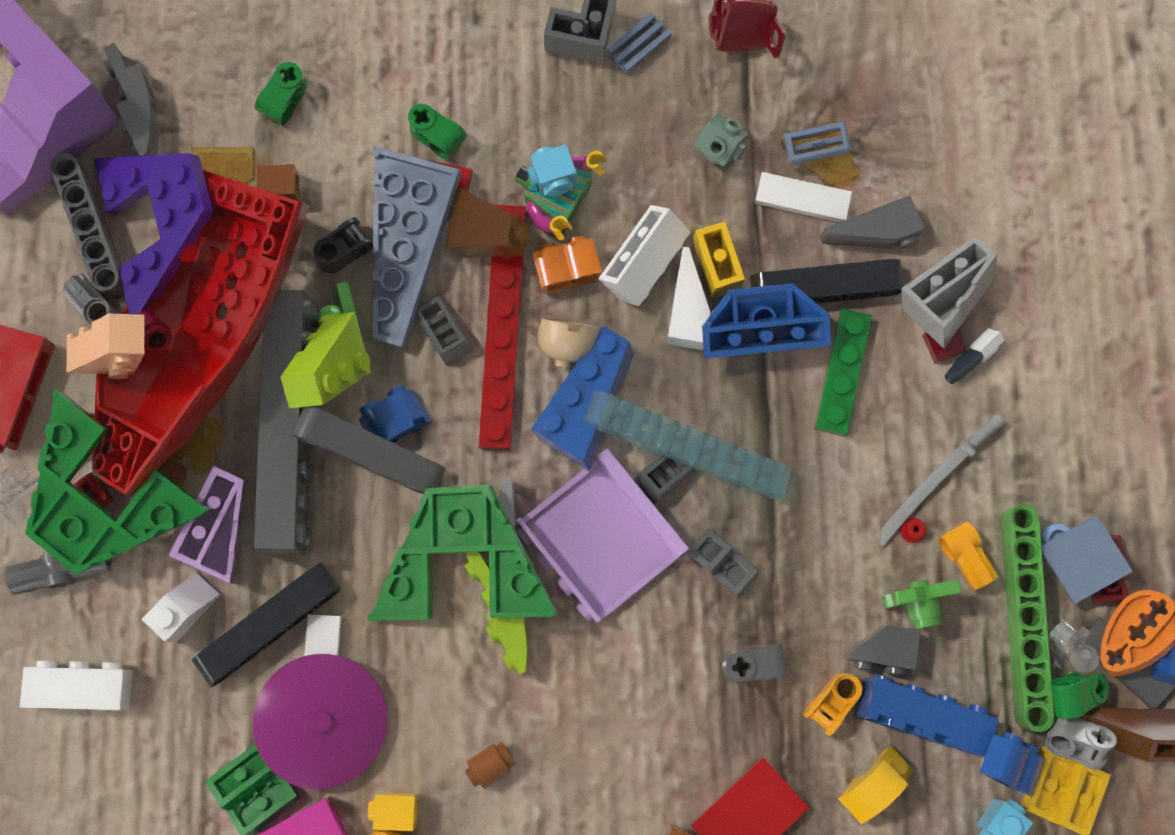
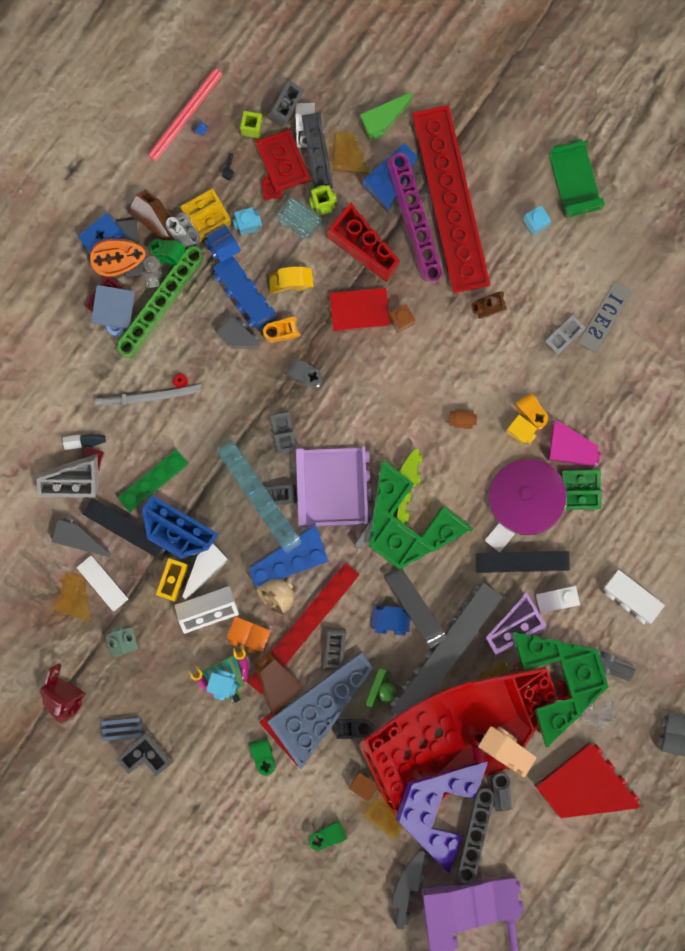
camera: 140 degrees left, 5 degrees up
(328, 363) = (404, 662): lime wedge -> none
(819, 154) = (89, 611): sand blue tile -> none
(923, 600) = (204, 344): bright green plant -> none
(964, 548) = (164, 354): light orange piece -> none

